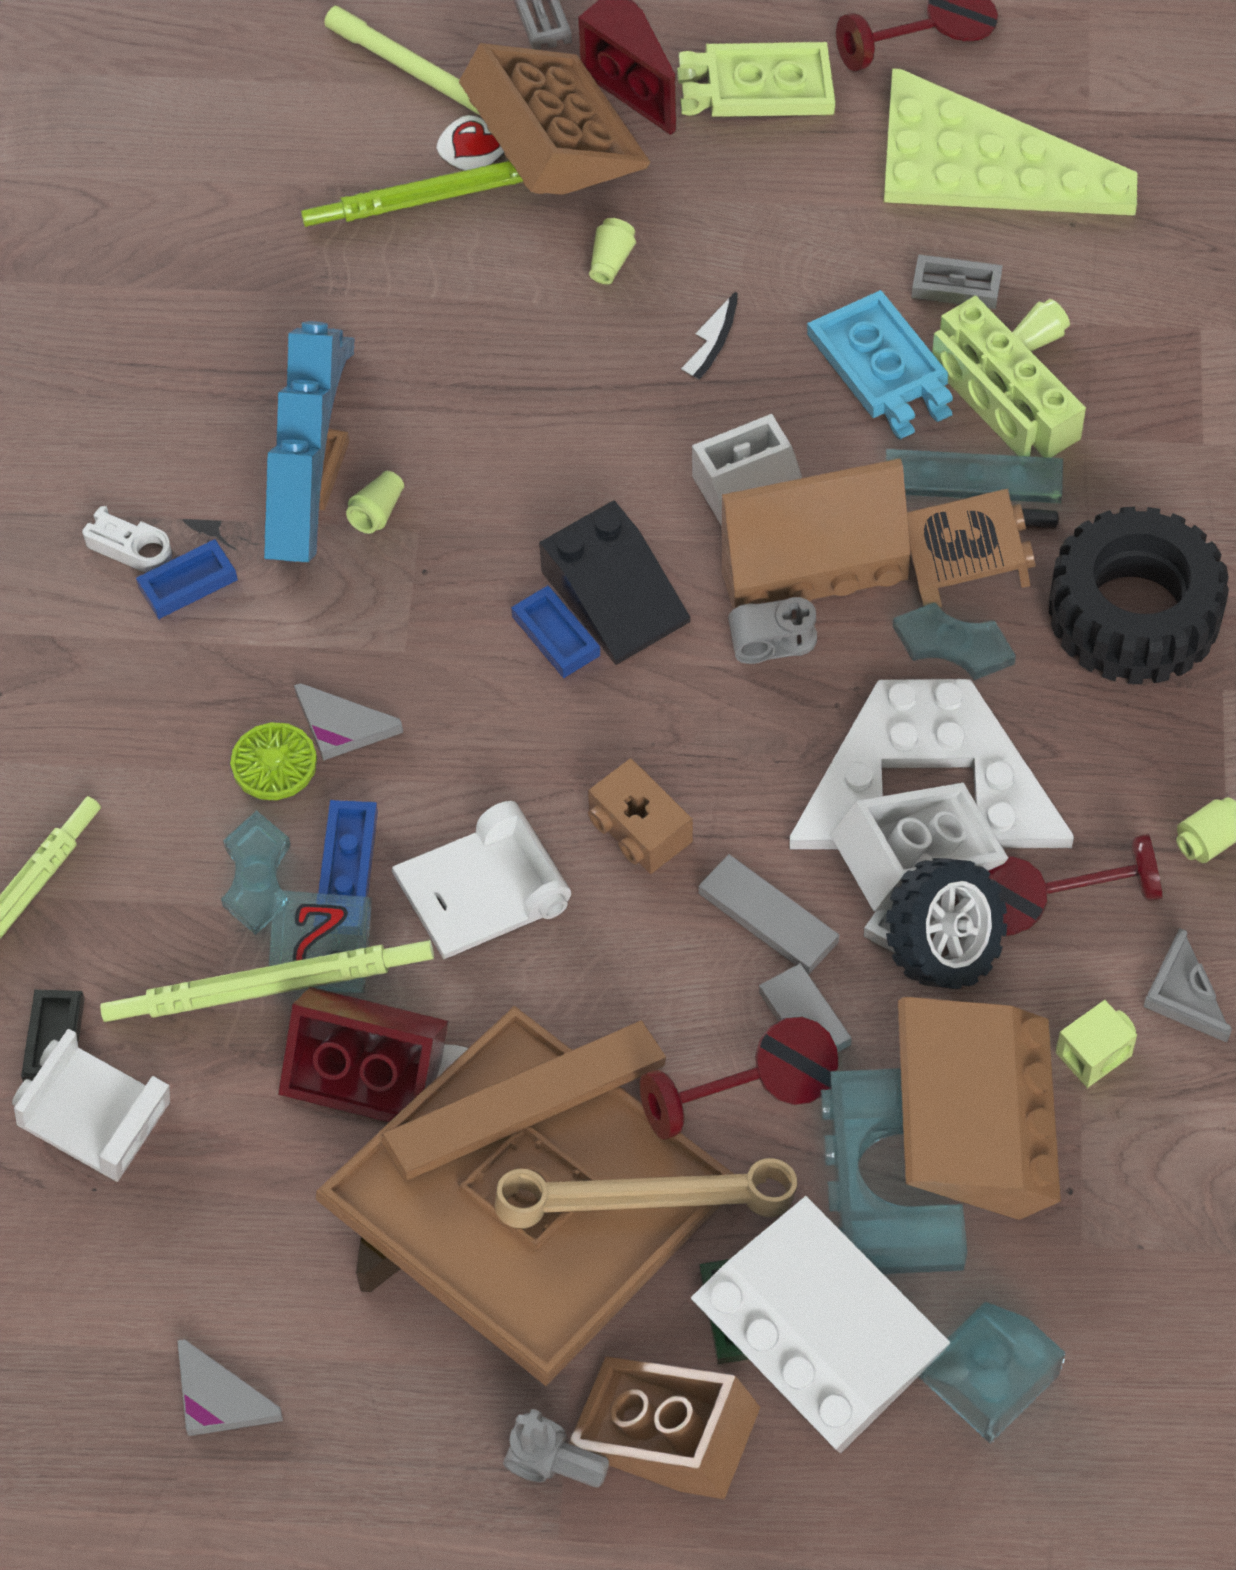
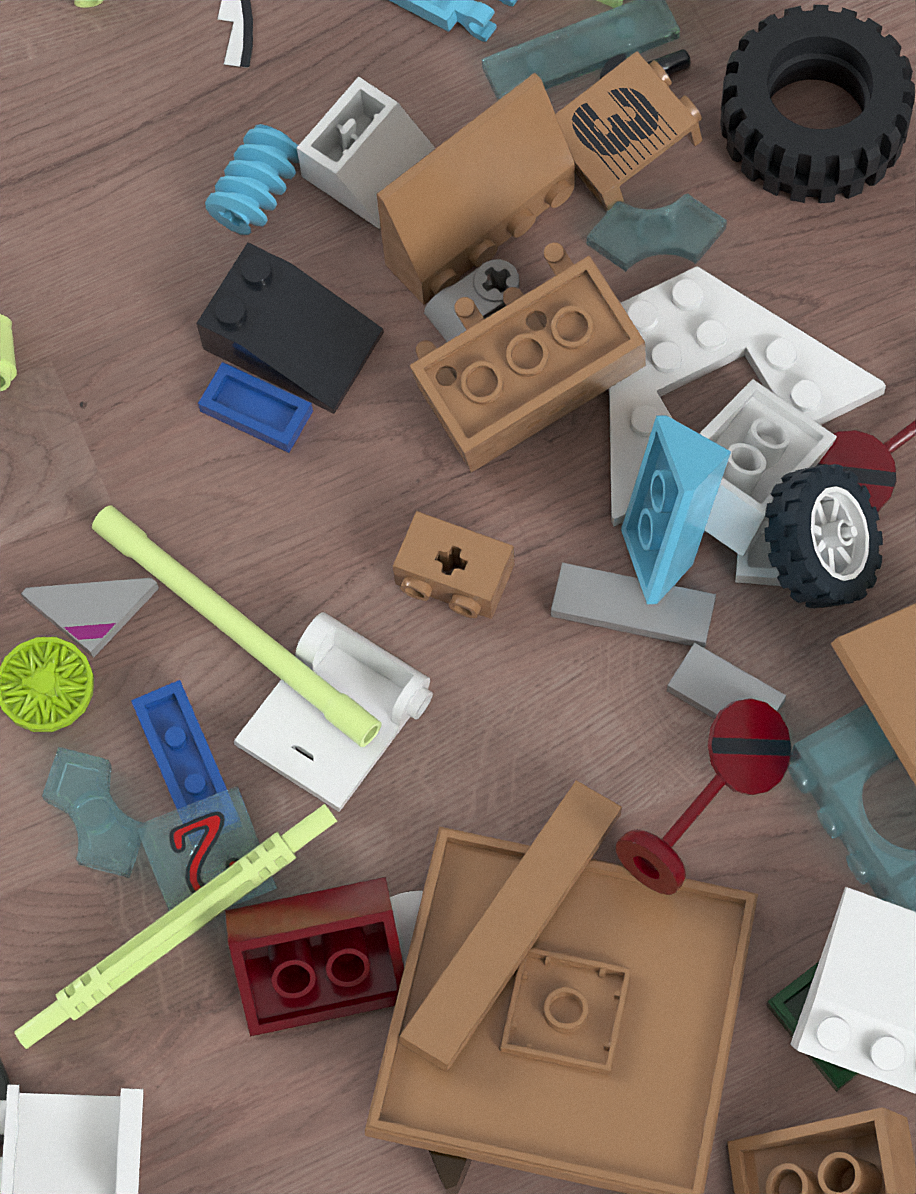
camera: 25 degrees left, 10 degrees up
(485, 877) = (336, 706): none -> yellowish green piece
(645, 1193) = (684, 961): tan piece -> none
(648, 458) = (251, 178): none -> medium azure piece
(763, 696) = (528, 359): none -> medium nougat piece
(835, 843) = (671, 504): none -> medium azure slope

